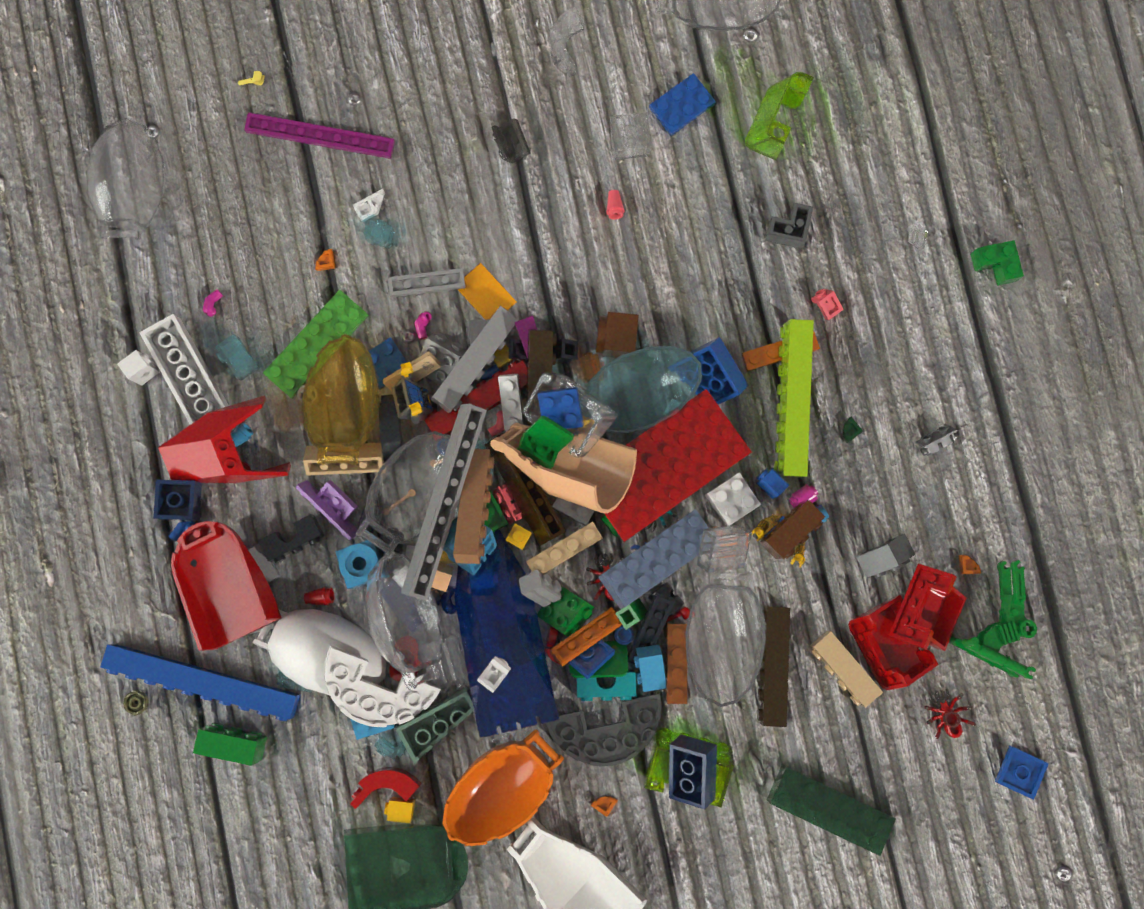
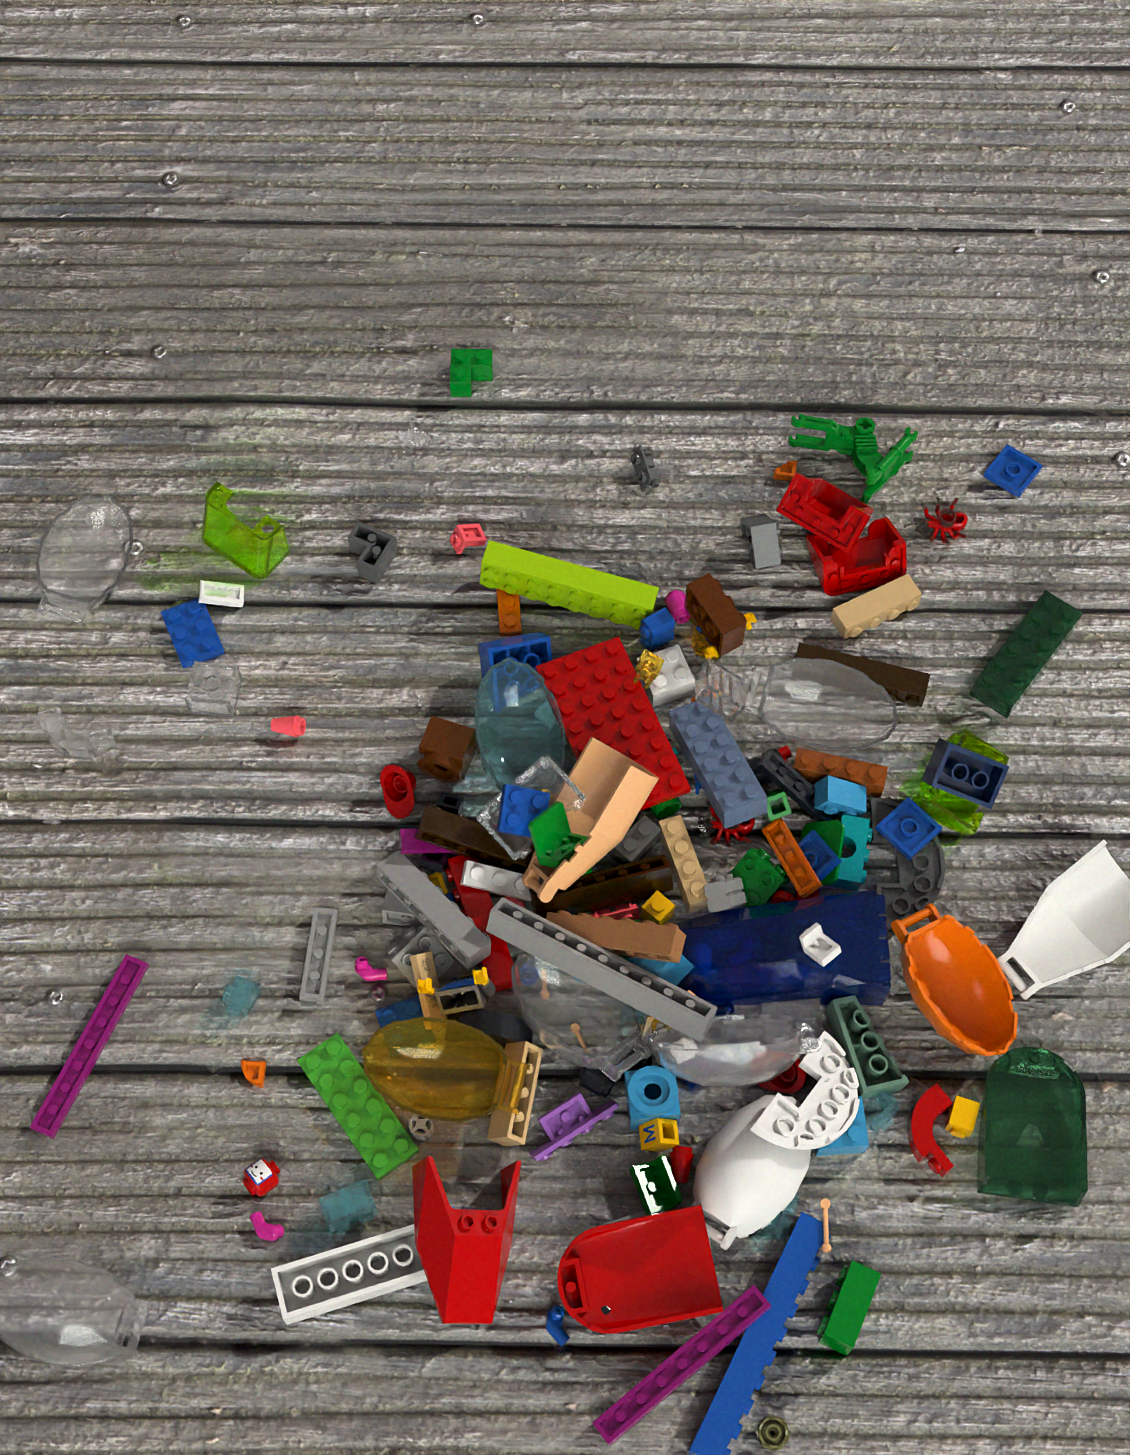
camera: 75 degrees left, 20 degrees down
(139, 367) = (328, 1333): white brick -> none
(166, 627) = (681, 1365): none -> magenta plate
(177, 500) = (517, 1318): dark blue brick -> none
(244, 288) = (261, 1177): none -> red head
(276, 548) = (596, 1160): black arch -> none
(297, 581) = (656, 1185): none -> green bracket
(304, 713) = (825, 1204): none -> light nougat hinge
(332, 576) = (658, 1135): none -> yellow brick
(369, 206) = (200, 1005): white tile -> none
(485, 292) = (351, 891): light orange sticker -> none
(510, 141) = (175, 819): clear smoke bracket -> none
(578, 306) = (398, 790): none -> red piece
(589, 365) = (474, 790): clear orange brick -> none
(604, 804) = (988, 886): orange tile -> none
(624, 636) = (796, 822): blue plate -> none
(635, 730) = (908, 828): none -> blue plate
(721, 116) = (221, 593): none -> white plate
(727, 484) = (648, 667): none -> clear yellow plate
(851, 429) = (613, 547): dark green tile -> none

